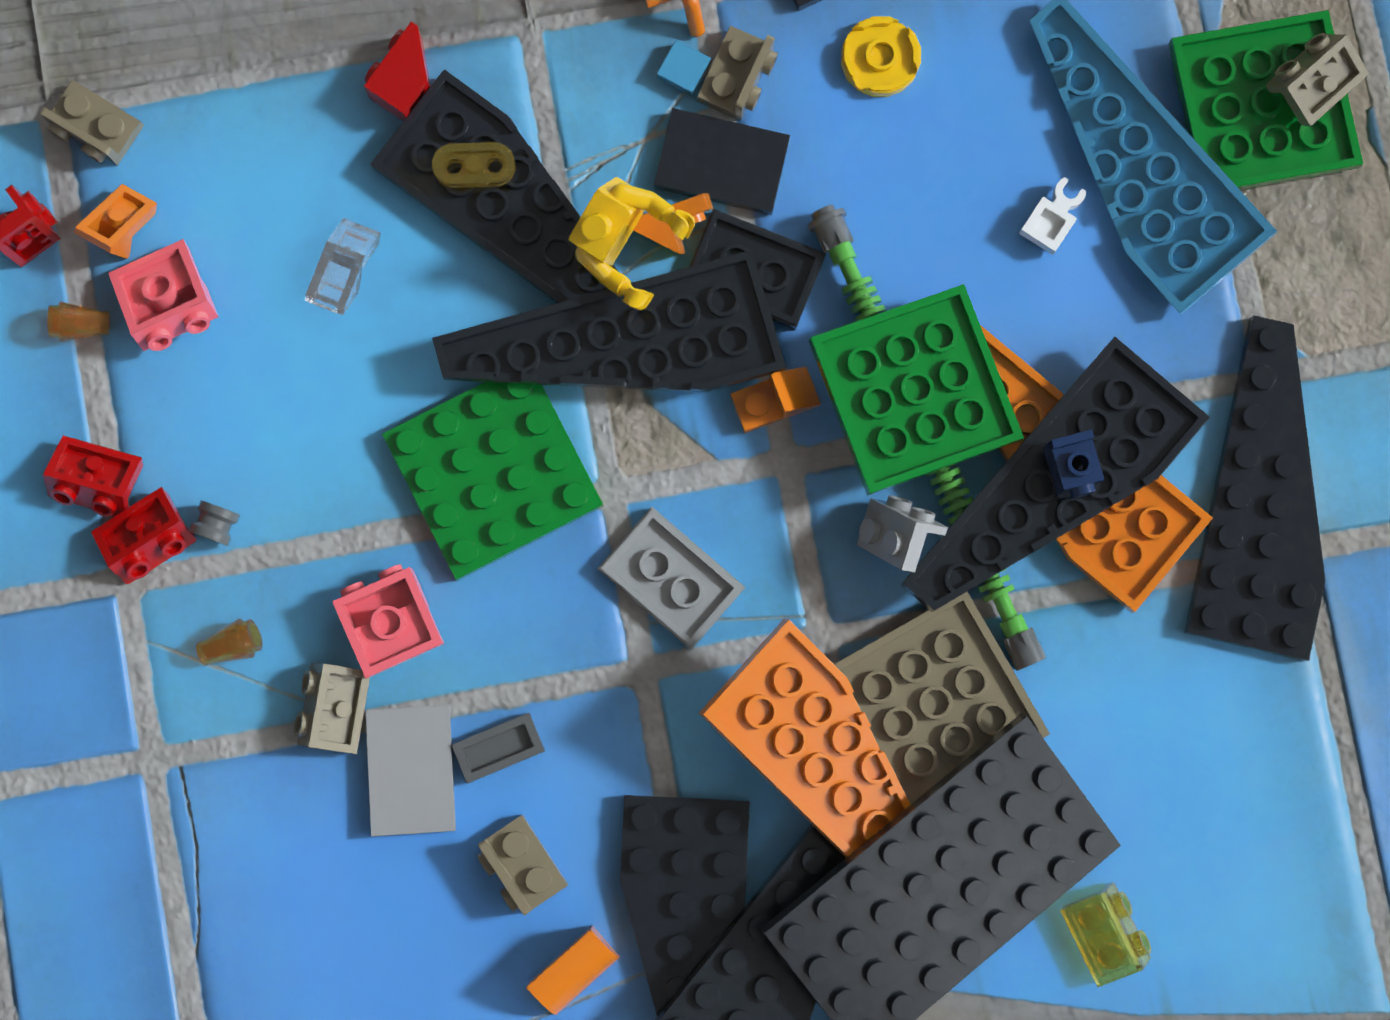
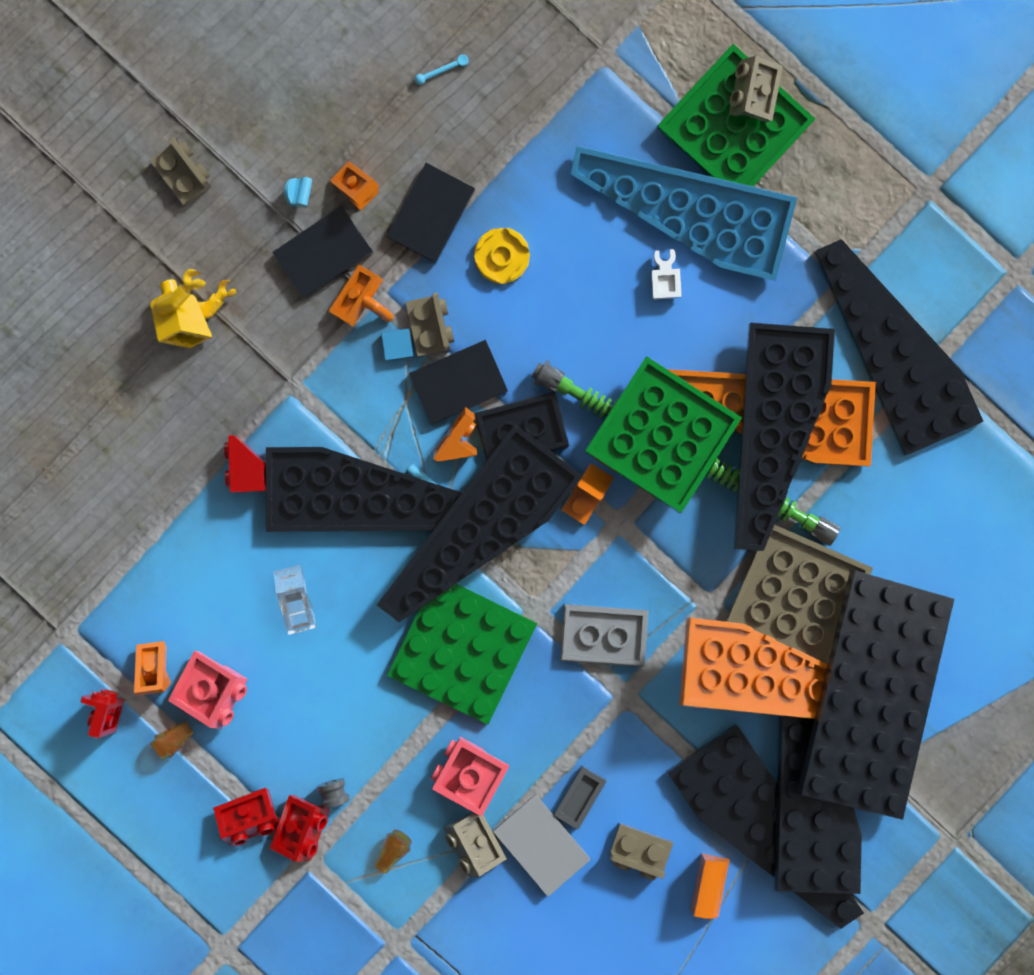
camera: 30 degrees left, 5 degrees up
(92, 122) = (93, 622): dark tan bracket -> none
(475, 162) = (325, 490): clear yellow plate -> none
(608, 225) = (427, 471): yellow torso -> none
(897, 531) = (710, 520): light grey bracket -> none
(1059, 458) = (771, 414): dark blue brick -> none
(1107, 935) = (982, 652): clear yellow bracket -> none

